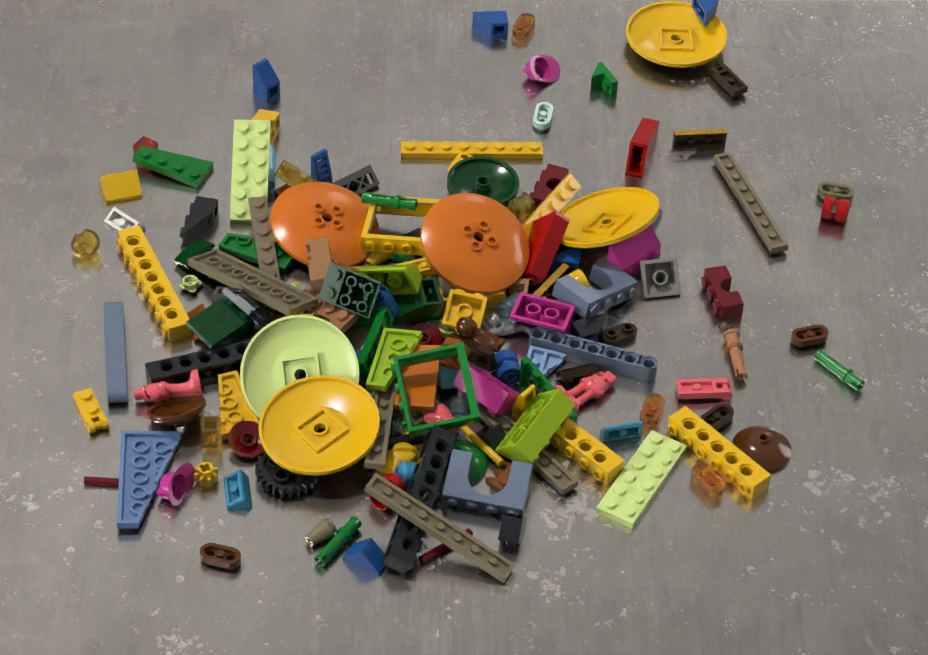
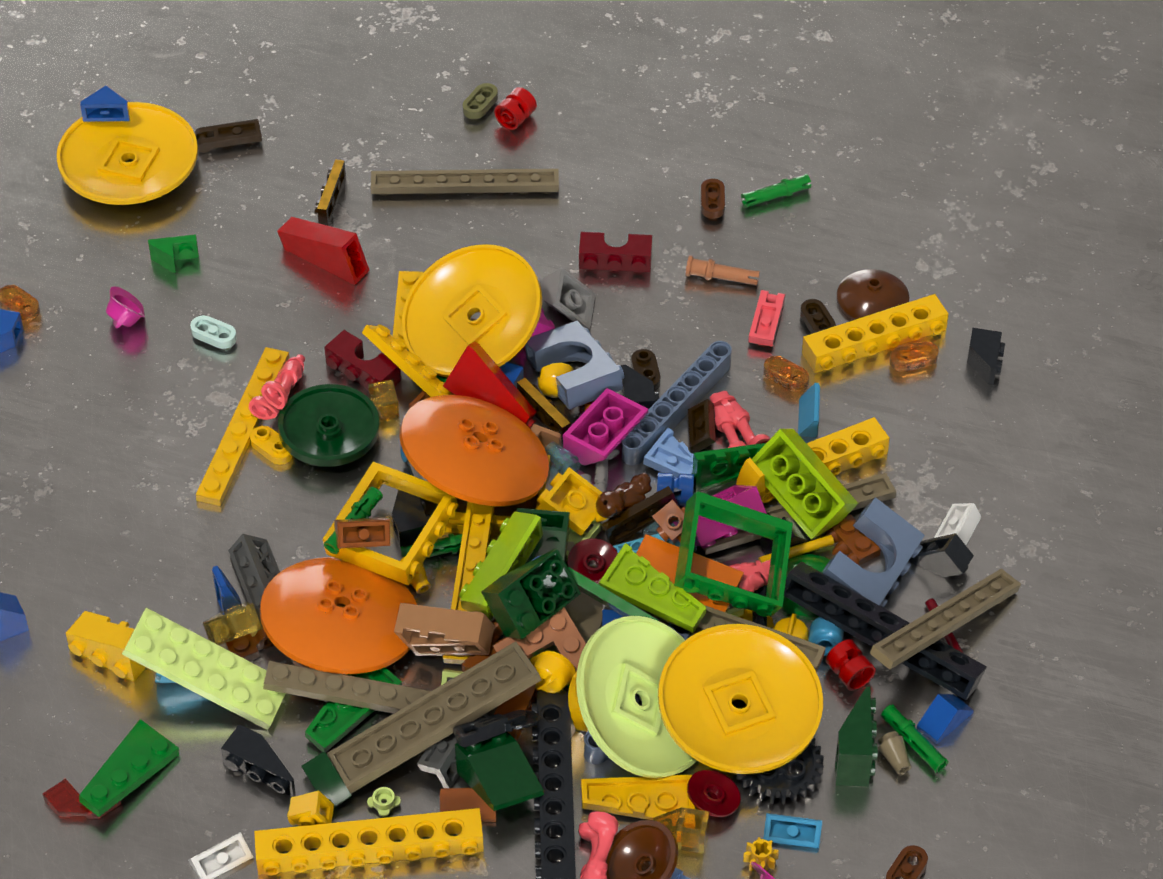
camera: 70 degrees left, 5 degrees up
(120, 186) = (136, 844): yellow slope -> none
(165, 249) = (310, 809): none -> yellow brick
(316, 500) = (856, 744): none -> dark green slope
(378, 204) = (362, 532): none -> dark orange slope
(459, 407) = (730, 555): clear light blue brick -> none
(511, 155) = (276, 392): none -> coral piece
(550, 537) = (960, 520): none -> white slope
(641, 479) = (909, 429): yellowish green plate -> none
(731, 521) = (984, 353): none -> black slope

